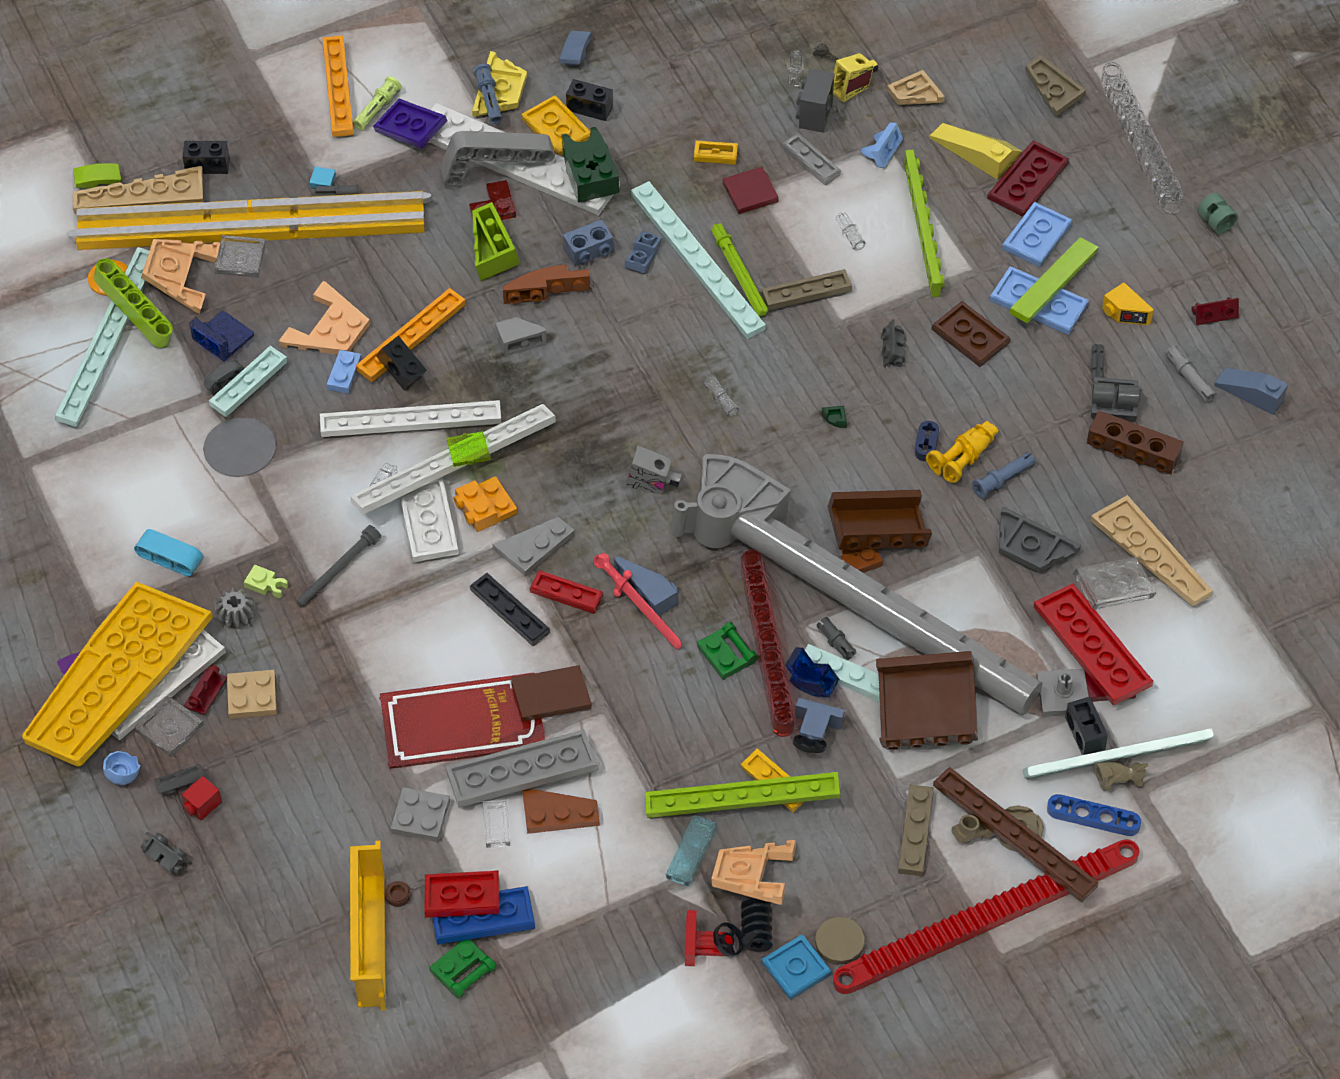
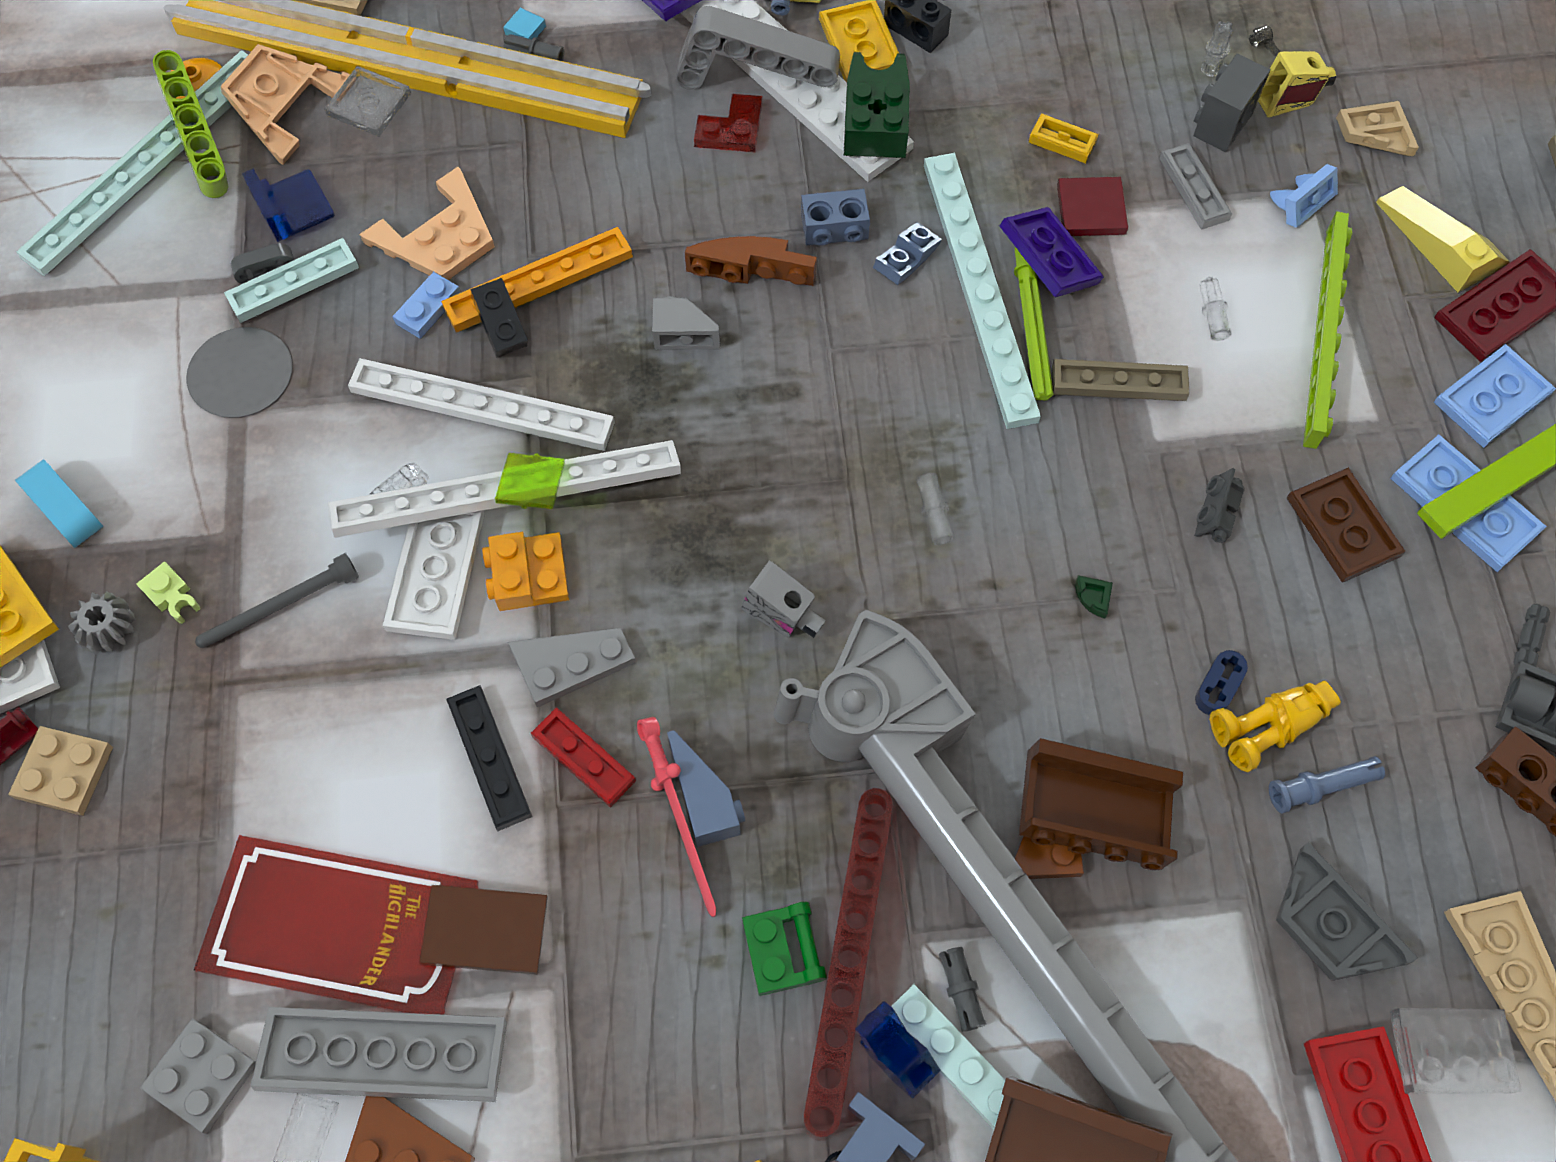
camera: 20 degrees right, 10 degrees up
(492, 243) = (701, 181): lime wedge -> none
(735, 224) = (1051, 251): none -> dark purple tile

